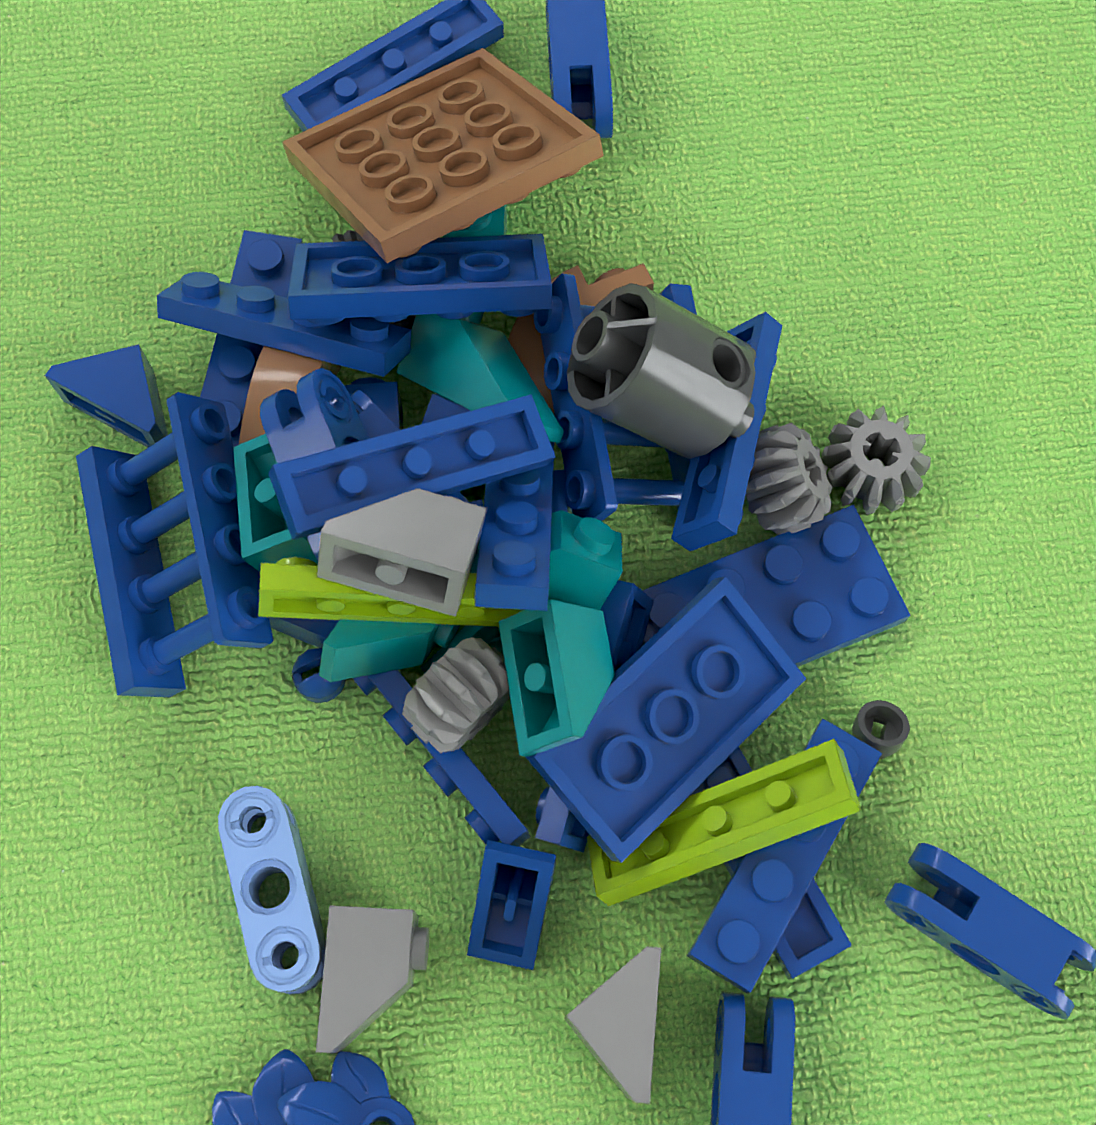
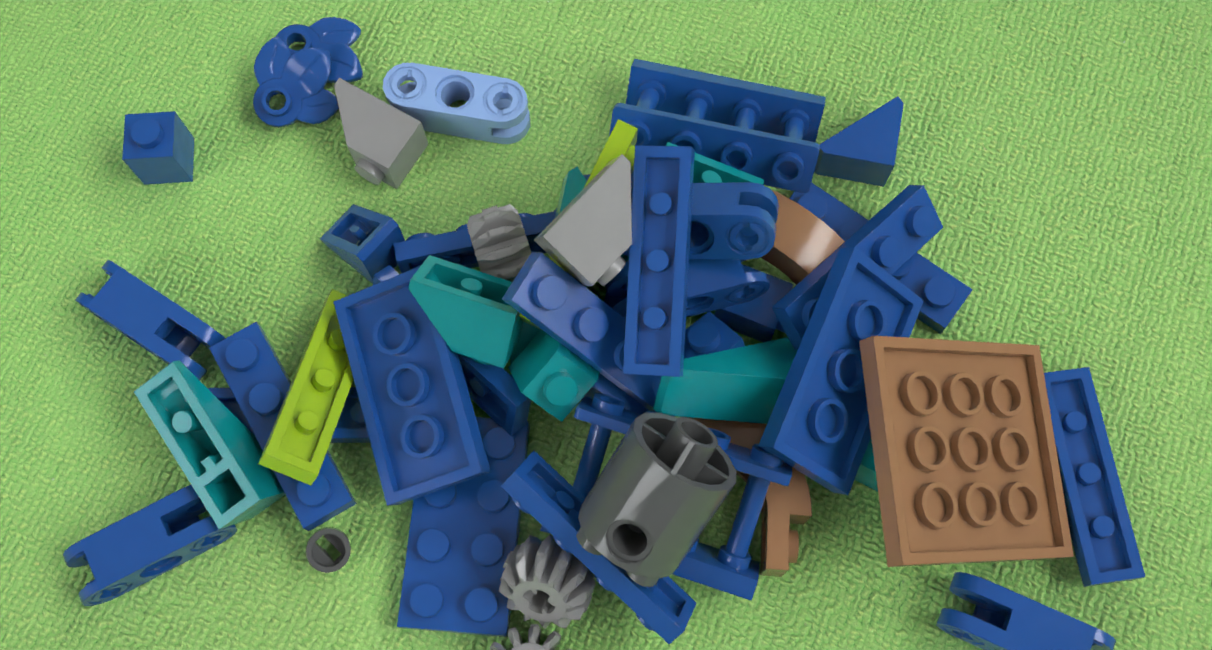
camera: 120 degrees right, 0 degrees up
(620, 1024) = (240, 251): light grey slope -> none
(862, 907) = (209, 446): none -> teal slope

